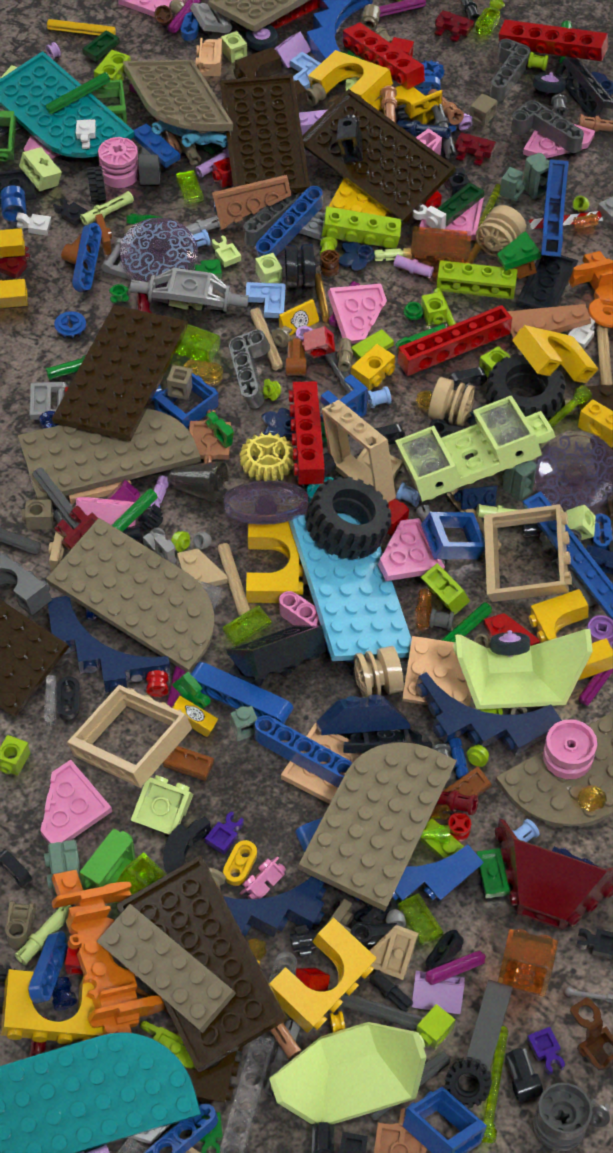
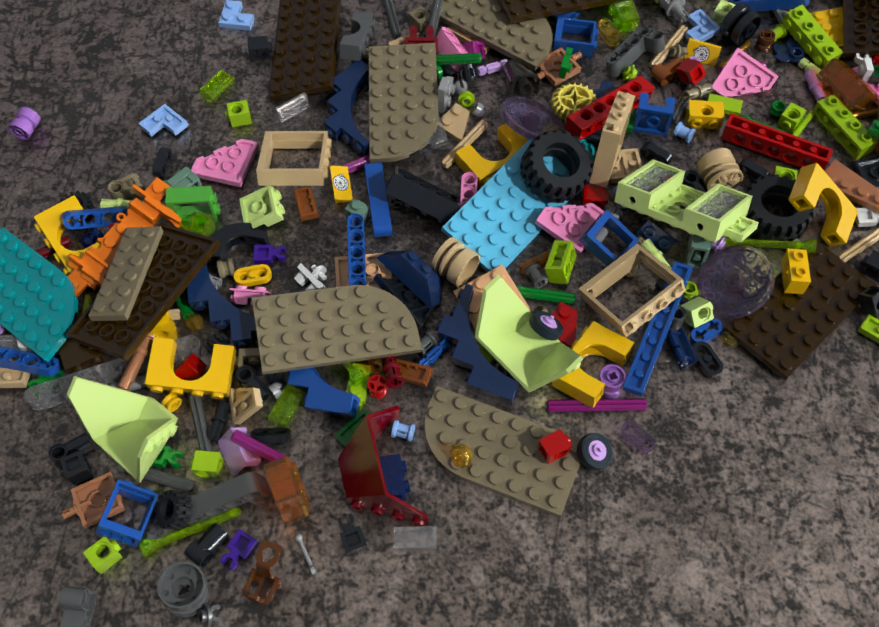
camera: 55 degrees right, 5 degrees up
(68, 699) = (301, 115): black plate -> none
(157, 683) = (349, 151): red wheel -> none
(179, 382) = (576, 17): dark tan brick -> none
(190, 690) = (357, 167): green plate -> none
(246, 625) = (434, 171): clear neon green plate -> none
(280, 812) = (305, 275): none -> white hips
(478, 755) = (444, 364): lime plate -> none
(569, 749) = (488, 415): bright pink wheel -> none

